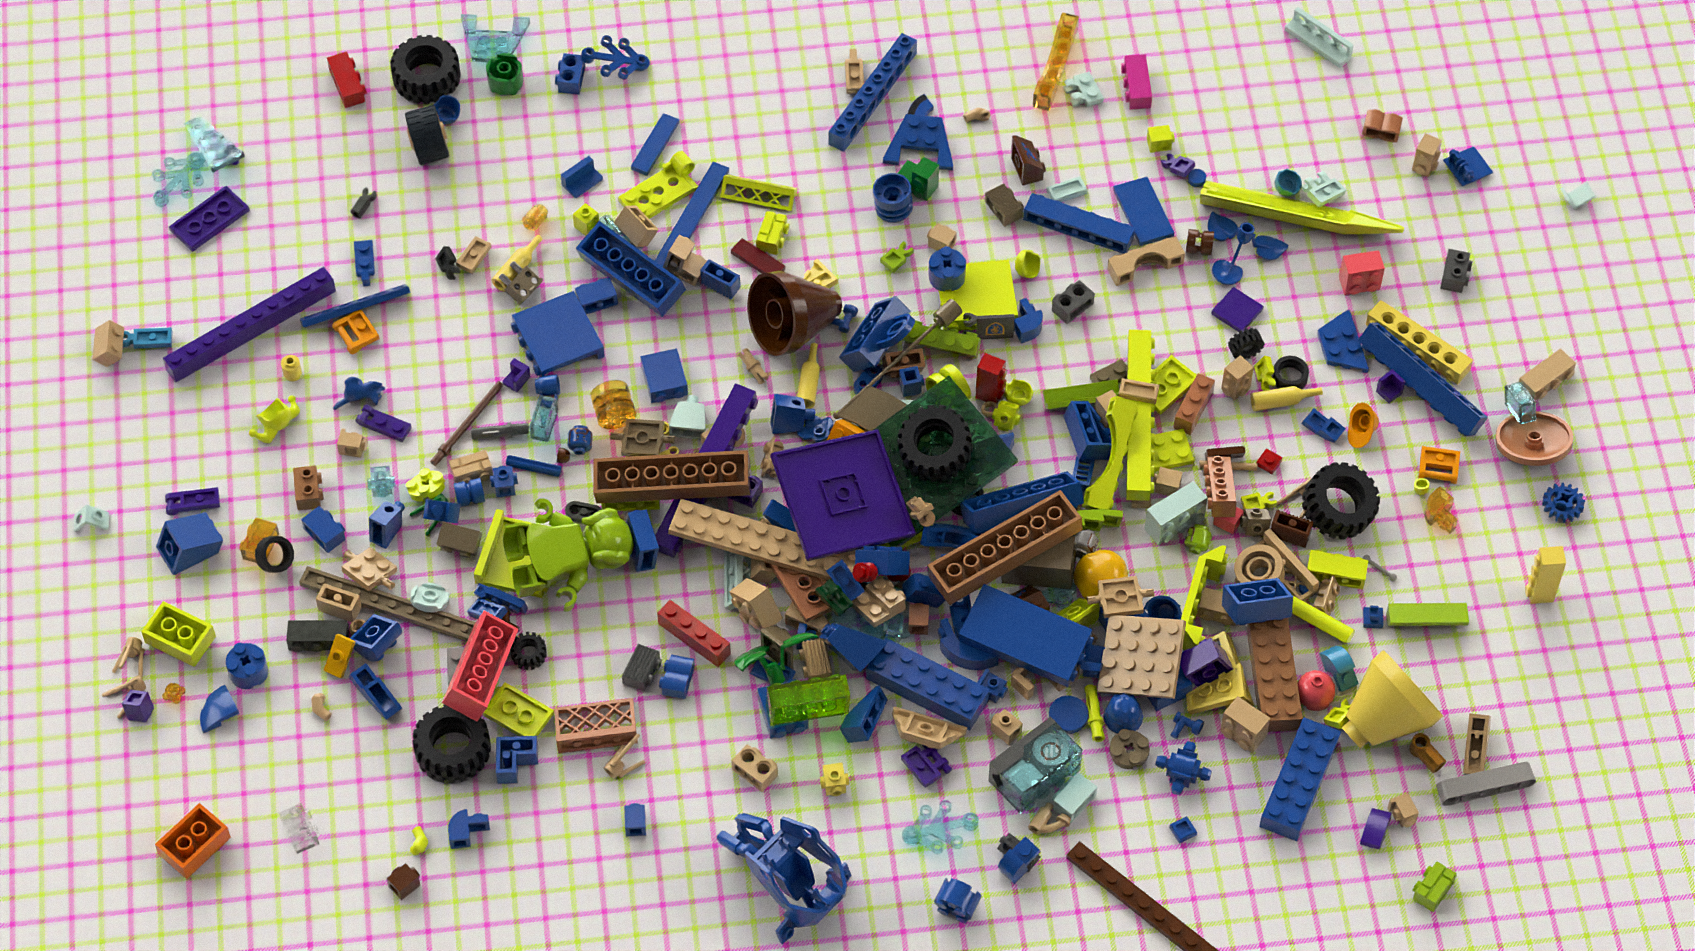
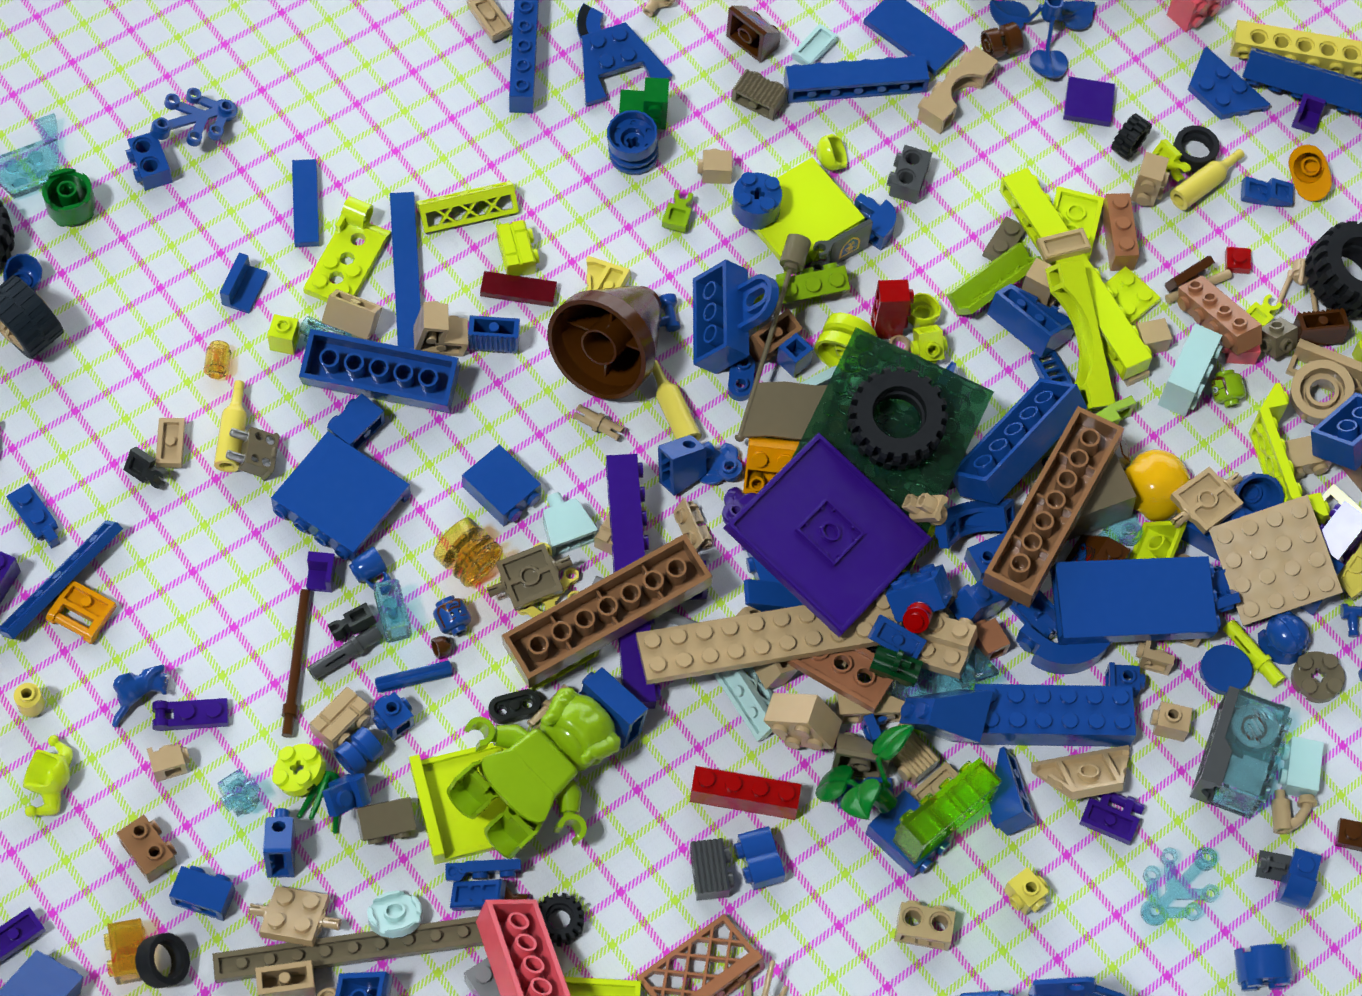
camera: 35 degrees left, 5 degrees up
(518, 415) = (355, 620): none -> pearl dark grey plate

